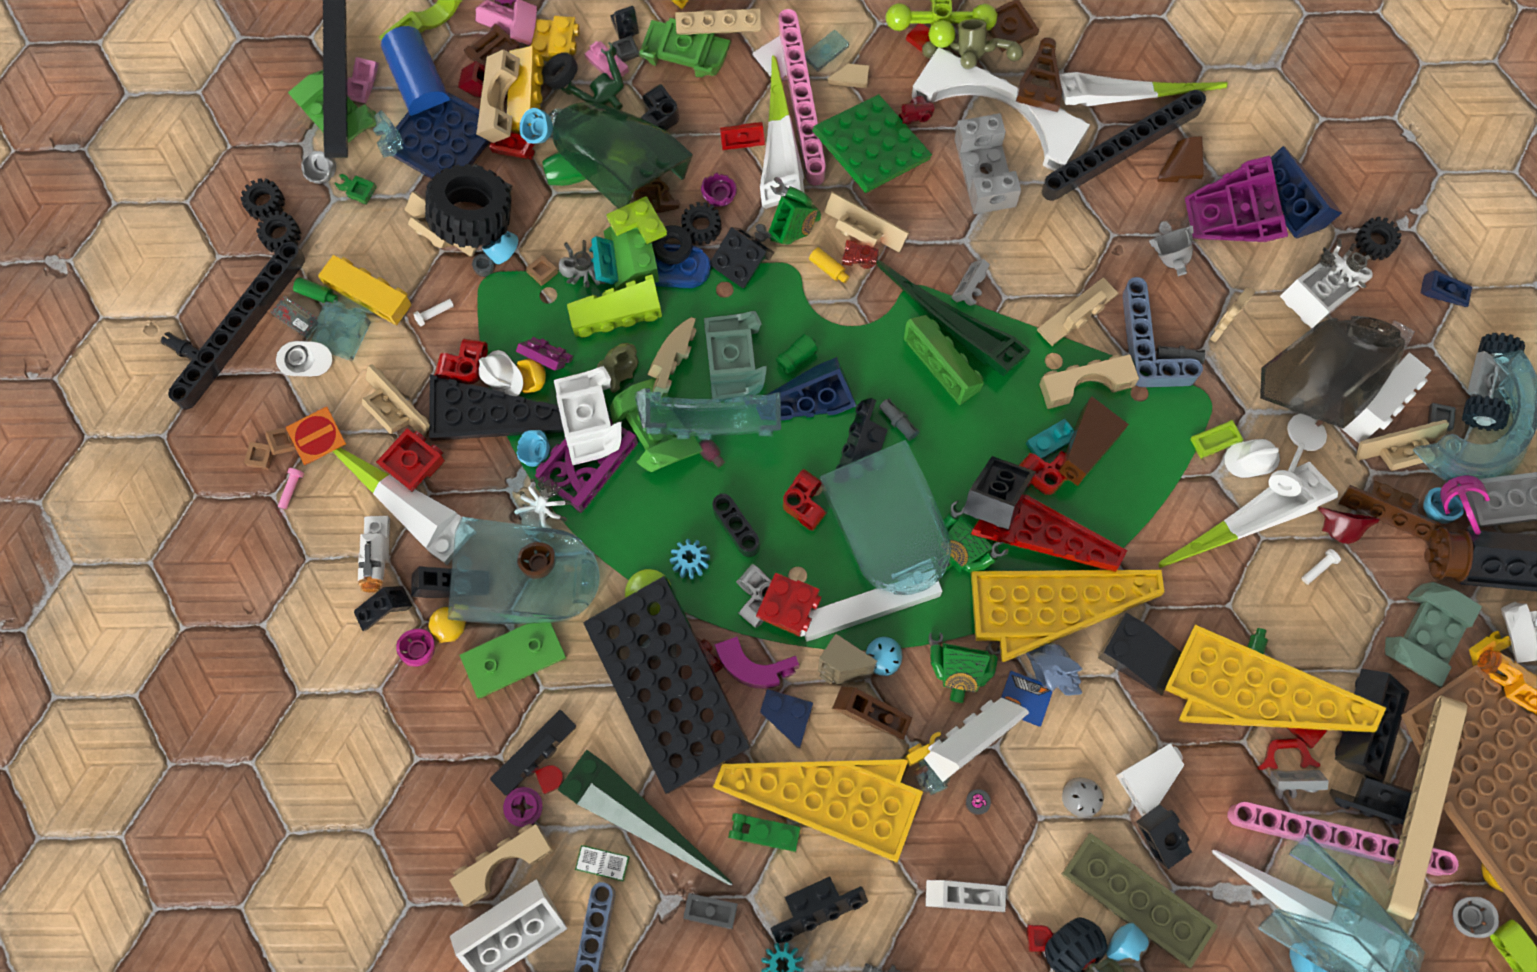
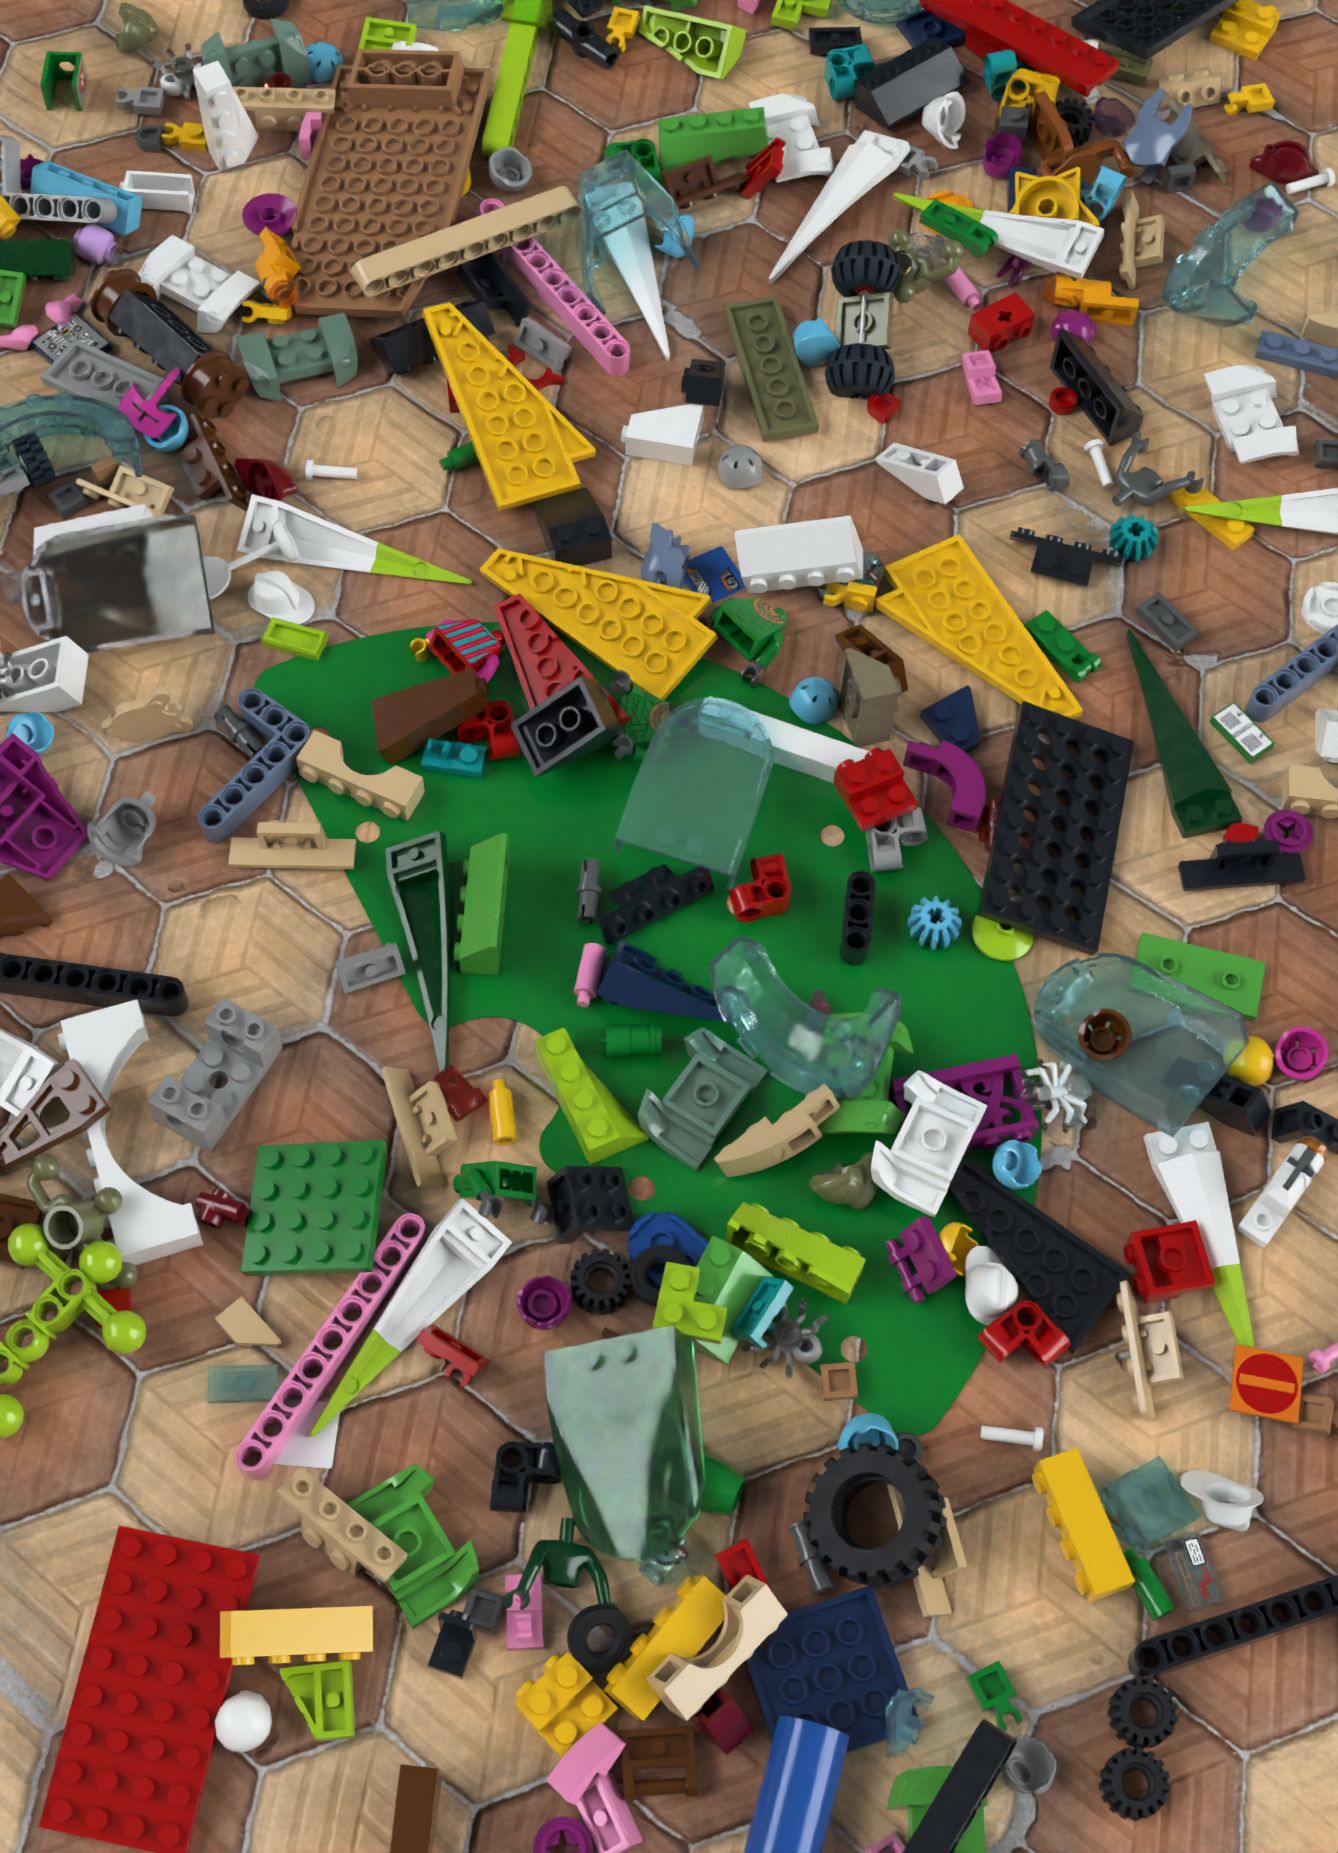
camera: 145 degrees left, 10 degrees down
(540, 126) = (698, 1552): medium azure helmet -> none
(792, 302) = (590, 1108): none -> lime wedge
(854, 373) = (589, 973): none -> bright pink cylinder
(1110, 504) = (462, 646): none -> torso
(1285, 257) = (33, 730): none -> medium azure hair

